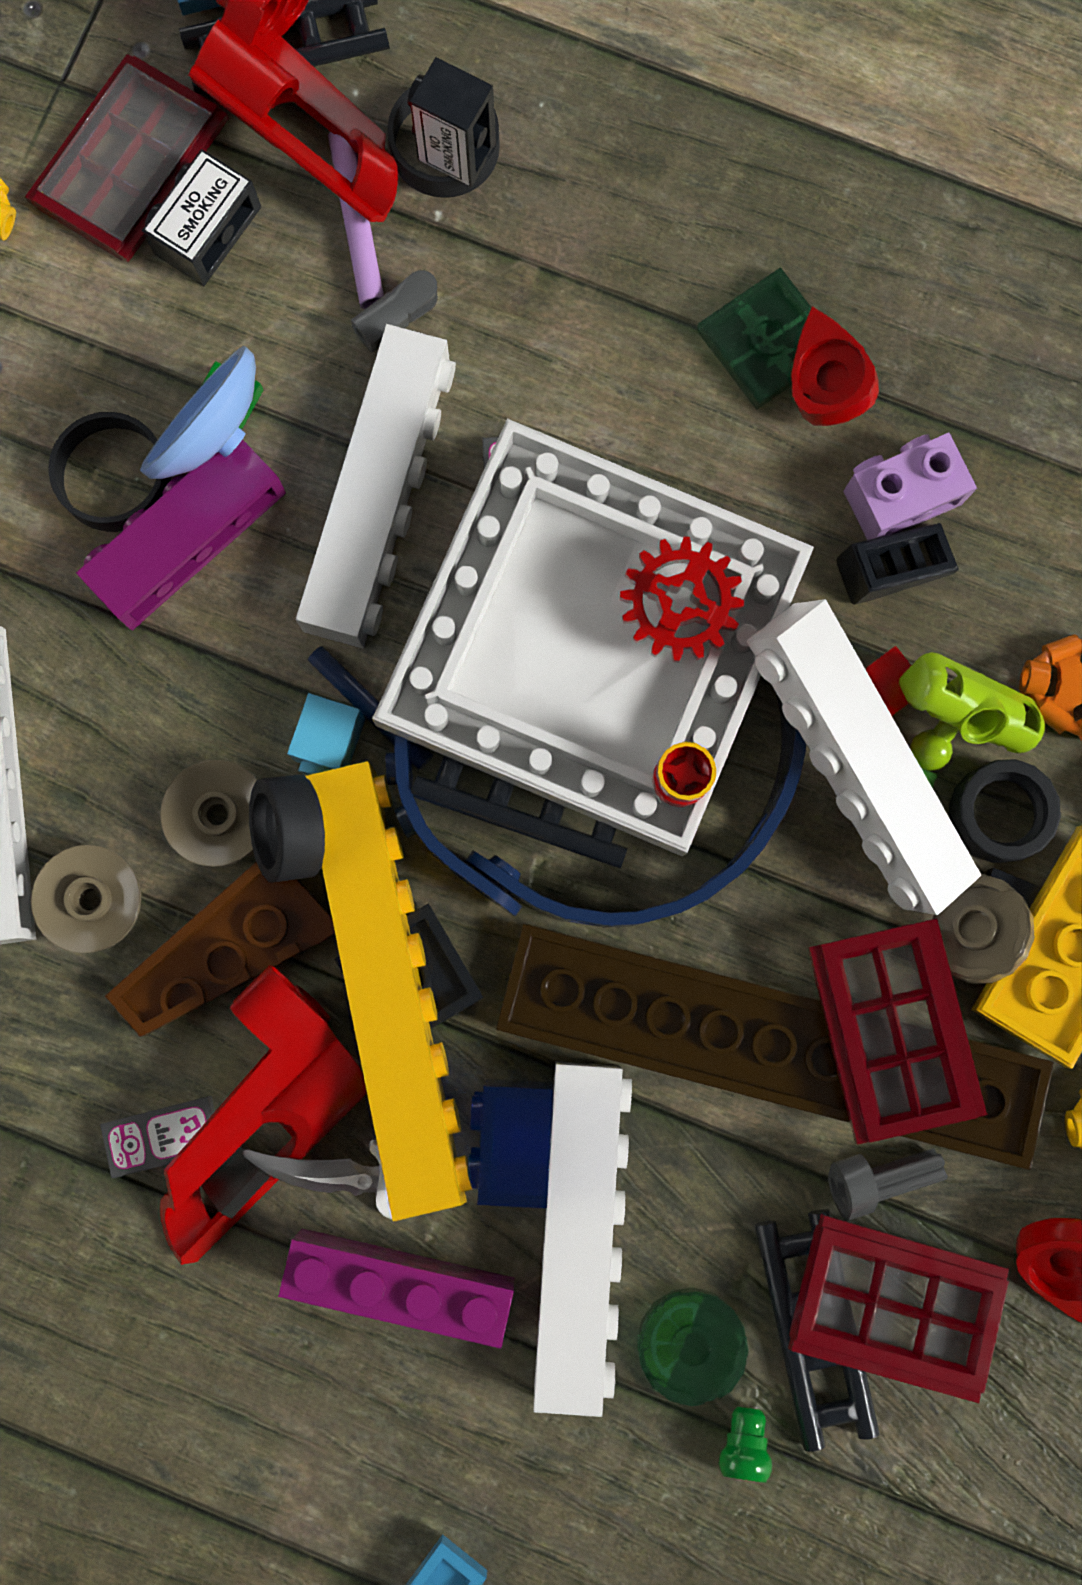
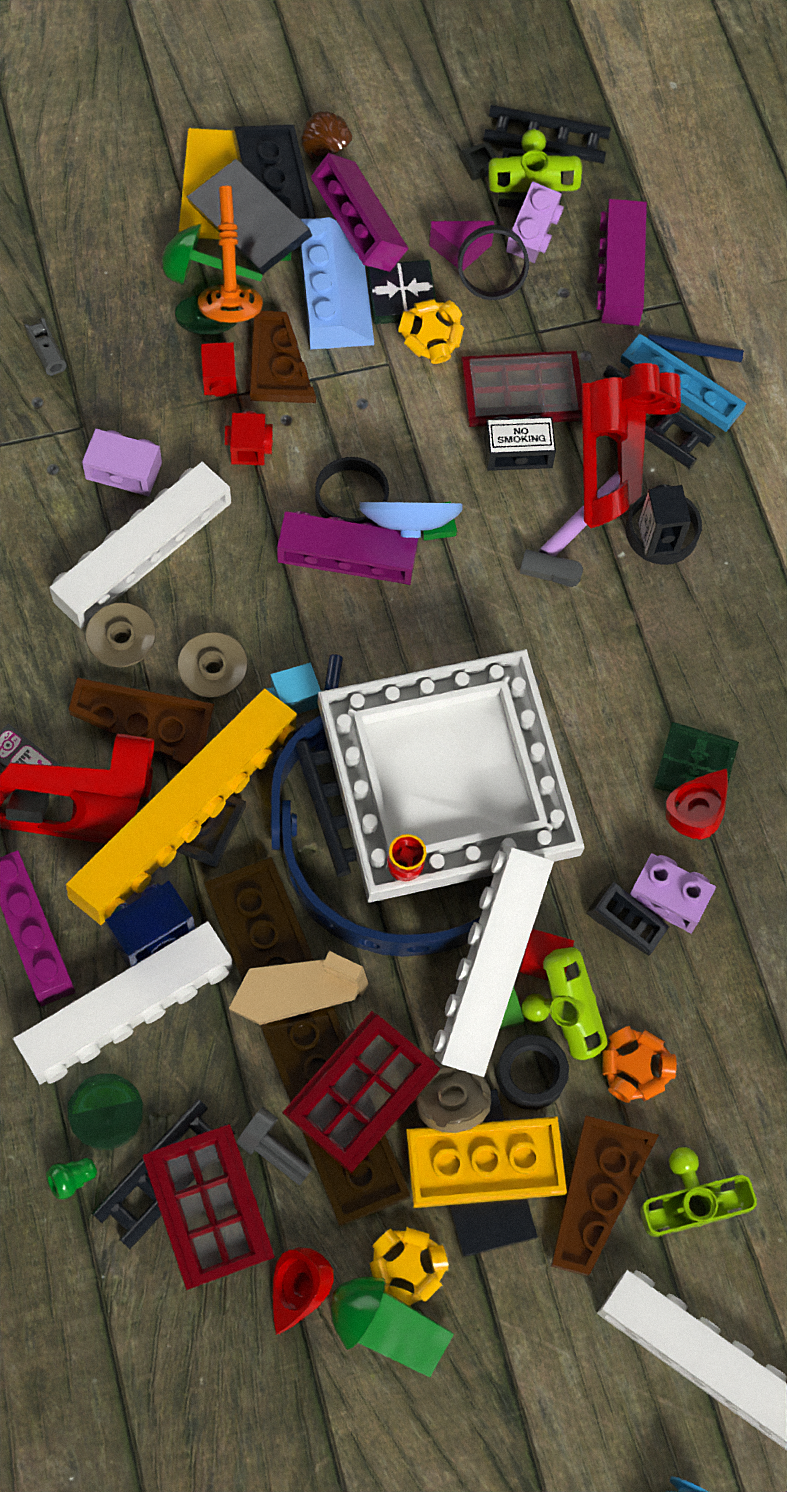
camera: 50 degrees right, 15 degrees down
(286, 828) = (230, 698): black tyre -> none
(327, 1175) = (60, 847): flat silver piece -> none
(375, 487) = (447, 622): white brick -> none
(706, 610) = (483, 798): red gear -> none
(718, 1016) = (298, 988): none -> tan piece

